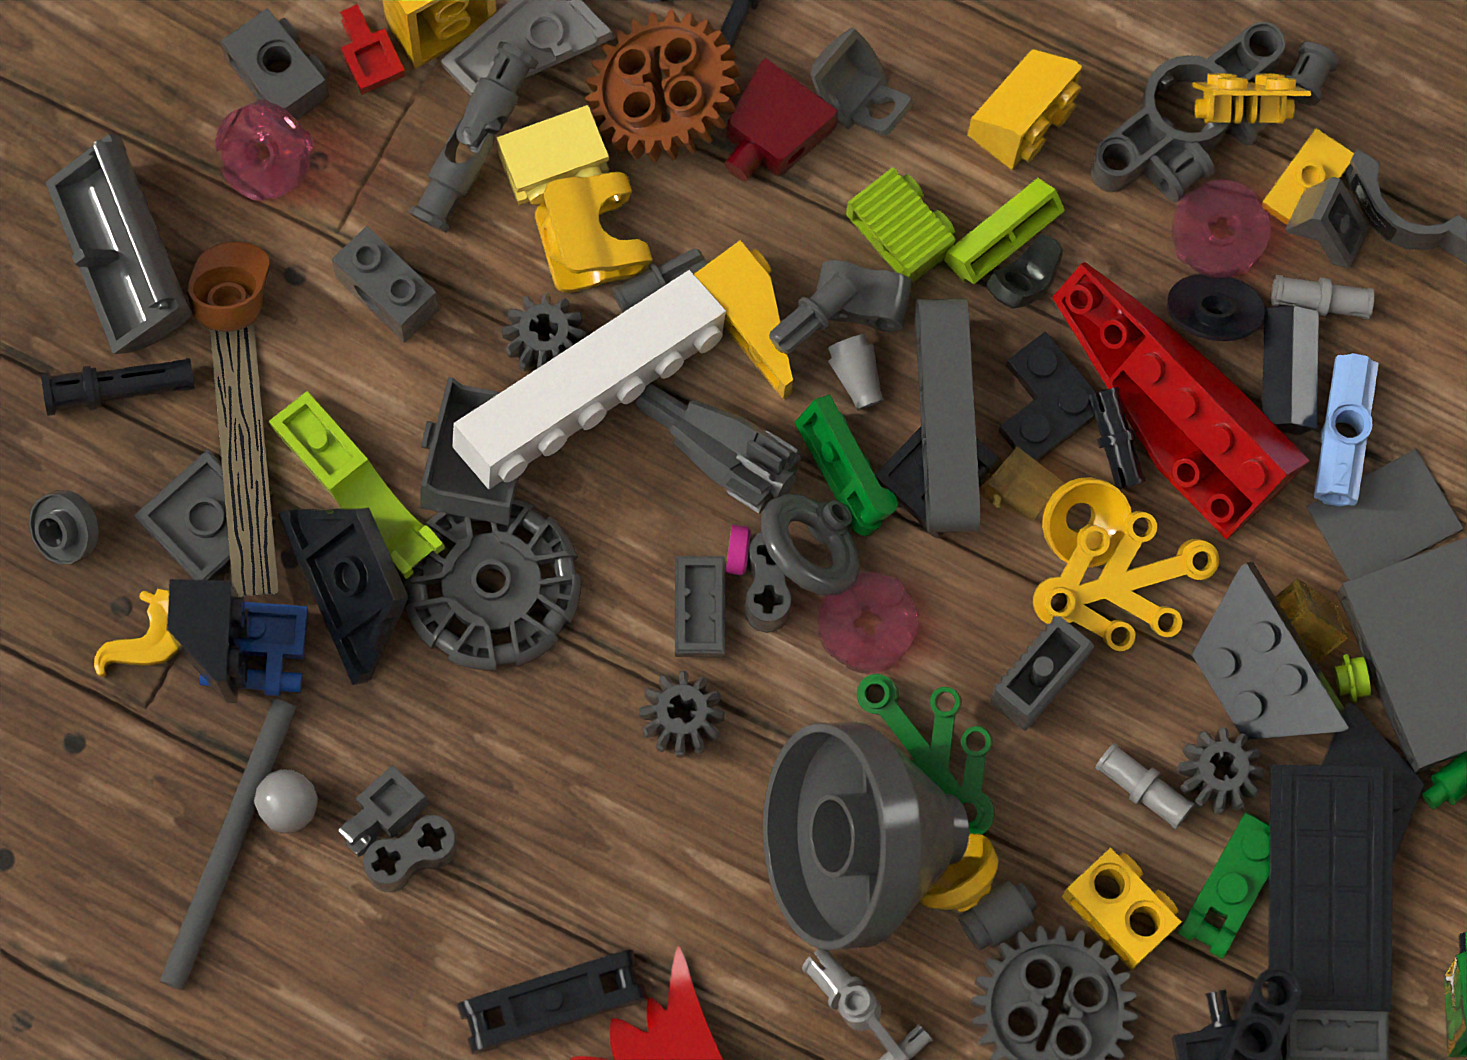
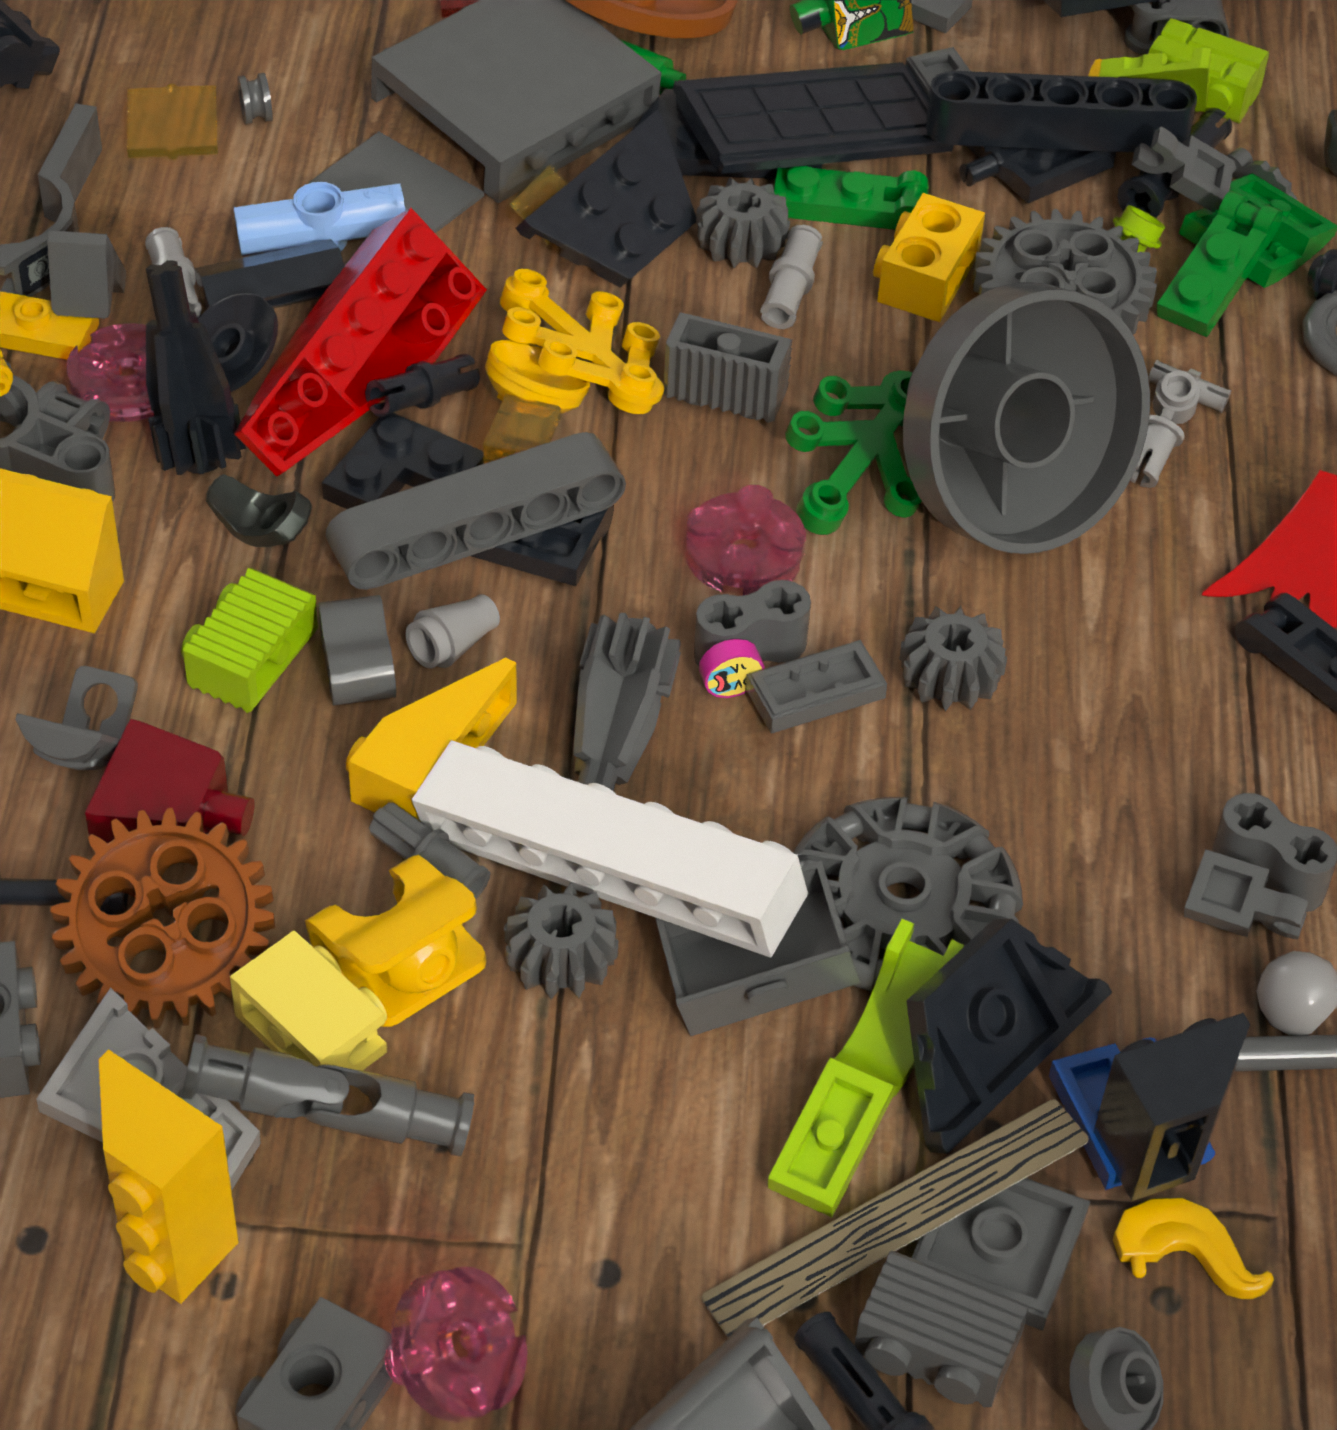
camera: 110 degrees left, 25 degrees down
(151, 442) = (940, 1330): none -> dark grey brick
(228, 286) = (665, 1321): dark orange cap -> none
(369, 55) = (244, 1282): red plate -> none
(385, 284) = (579, 1133): dark grey brick -> none
(813, 313) = (416, 651): dark grey axle -> none
(828, 525) = (658, 595): dark grey piece -> none
(845, 466) = (563, 610): green plate -> none
(1001, 226) = (204, 546): lime piece -> none
(1142, 240) = (186, 383): none -> black piece
(1352, 678) = (581, 154): lime plate -> none

